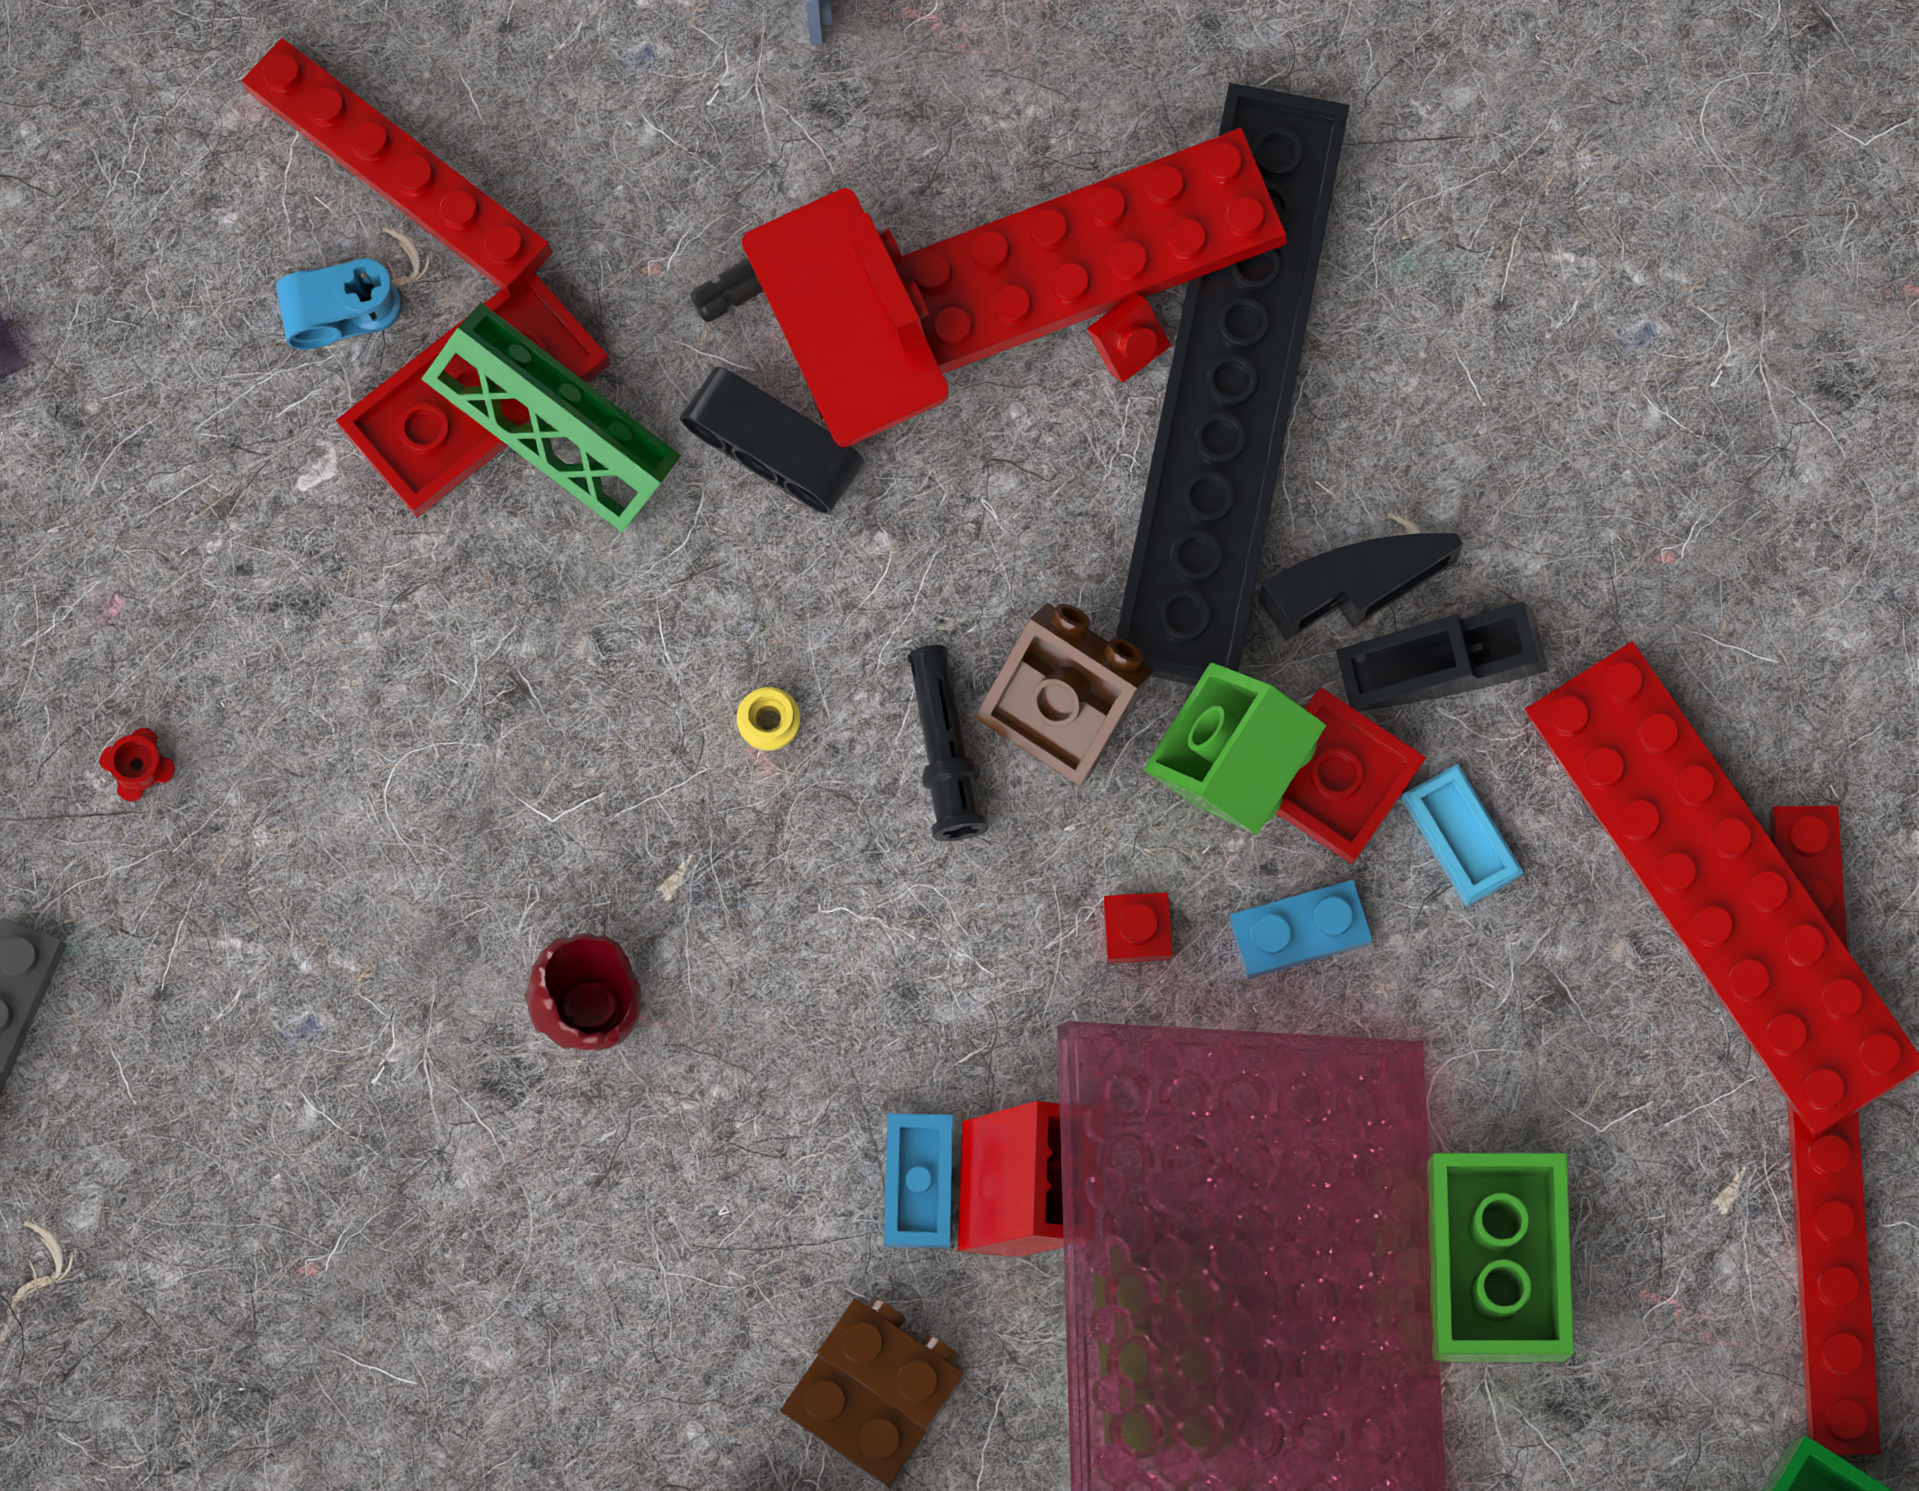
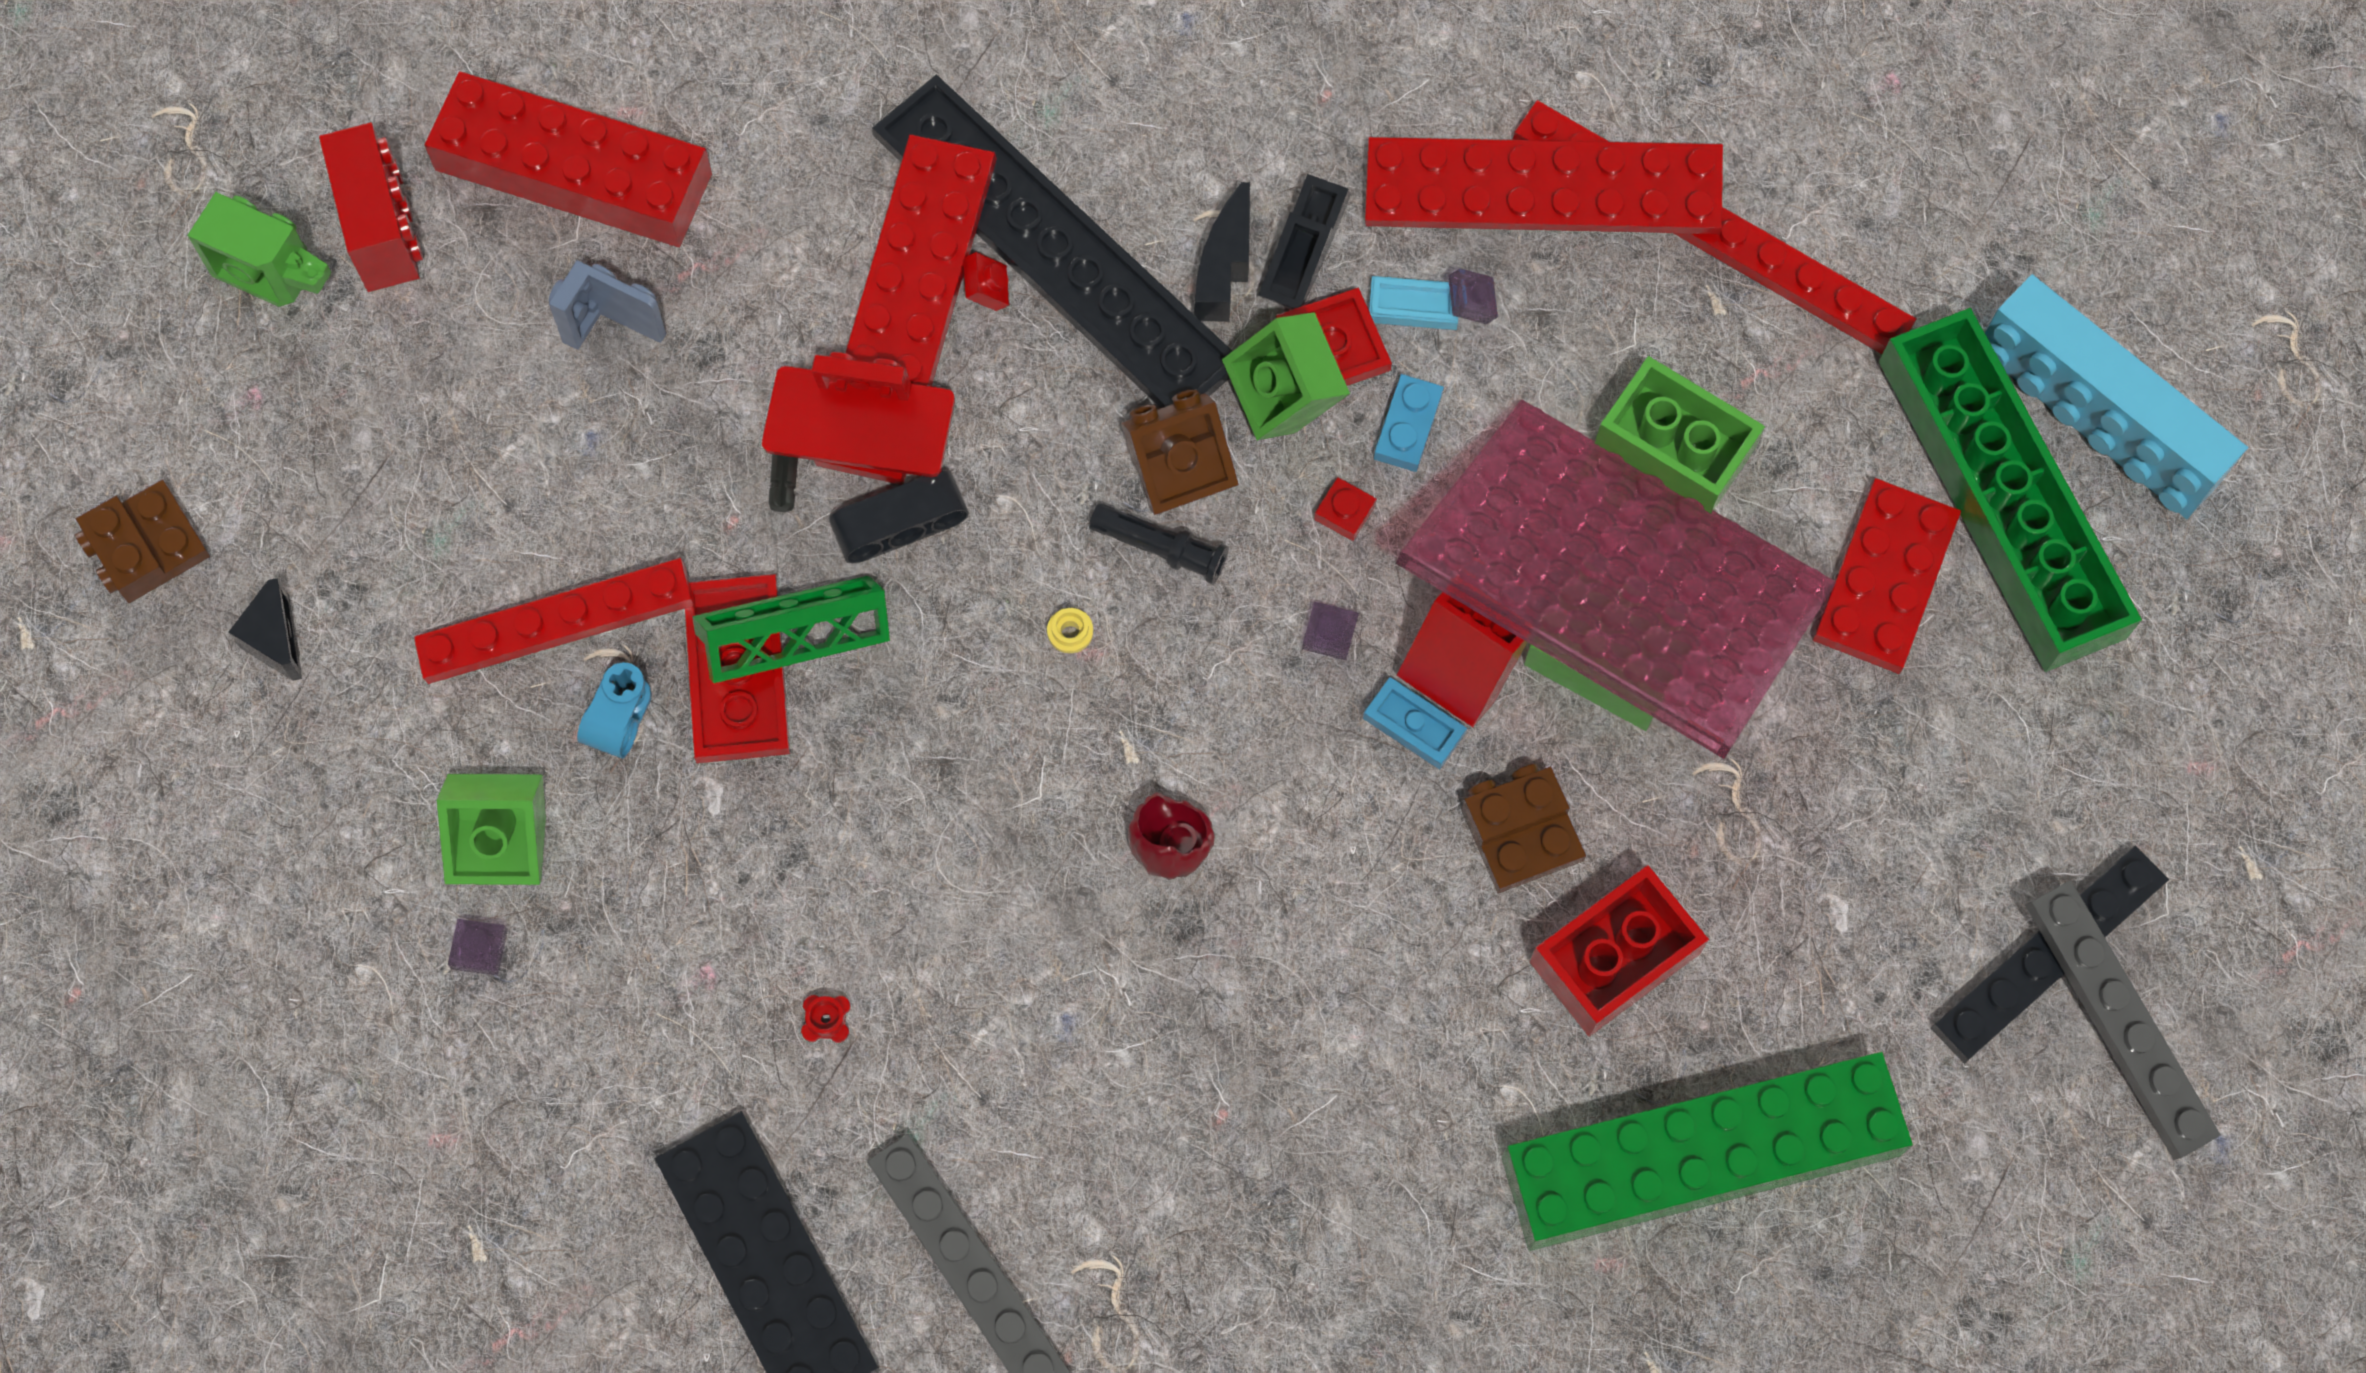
camera: 60 degrees left, 5 degrees down
(118, 269) = (492, 828): none -> bright green slope
(971, 1010) = (1330, 631): none -> clear purple plate
(1515, 897) = (1473, 296): none -> clear purple plate

